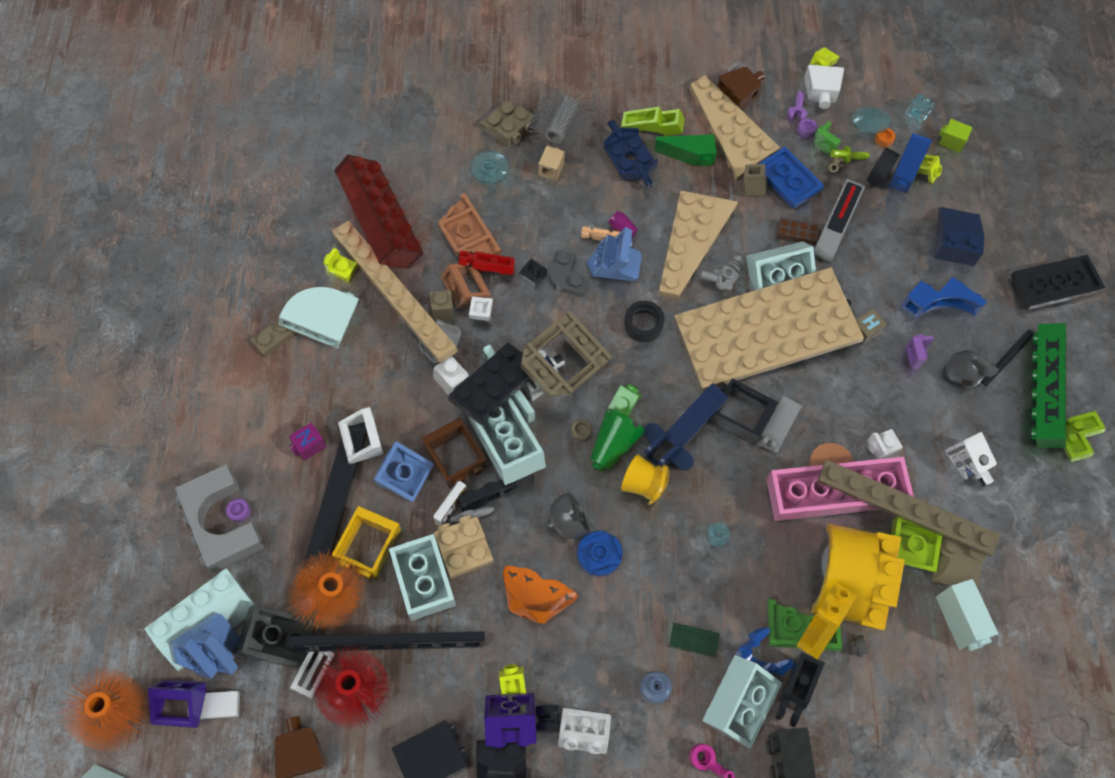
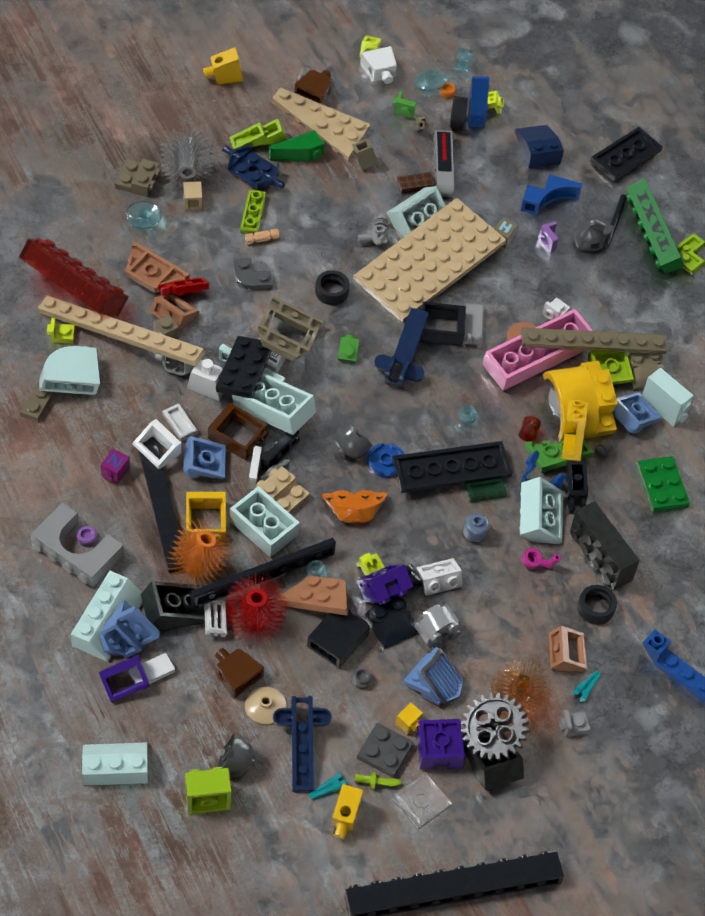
camera: 30 degrees left, 10 degrees down
(106, 710) = (76, 698): orange piece -> none
(403, 416) = (179, 422): none -> white tile
(434, 697) = (318, 595): none -> nougat wing
(452, 659) = (316, 568): none -> clear light blue plate
(480, 308) = (199, 322): white tile -> none
(533, 272) = (223, 283): black tile -> none
(581, 430) = (325, 382): dark tan tile -> none
(605, 203) = (253, 212): none -> lime tile
(614, 439) = (356, 375): green cone -> none
(616, 258) = (285, 248): medium blue piece -> none
(620, 221) = (274, 221): magenta cone -> none
(645, 479) = (396, 393): yellow hat -> none
(656, 35) = (225, 67): none -> yellow torso
(666, 596) = (451, 466): none -> black plate
(693, 233) = (335, 210): tan wing -> none
(781, 584) = (529, 429): none -> clear red wheel
(791, 178) = (391, 144): blue plate -> none
(797, 110) = (368, 91): medium lavender bar -> none
(807, 128) = (383, 102): medium lavender tile -> none
(847, 154) = (426, 112): lime piece -> none
(910, 724) = (663, 484): none -> green plate
(919, 616) = (635, 412): none -> medium blue slope
(954, 135) = (500, 71): lime brick -> none
(973, 458) = (623, 294): white torso -> none

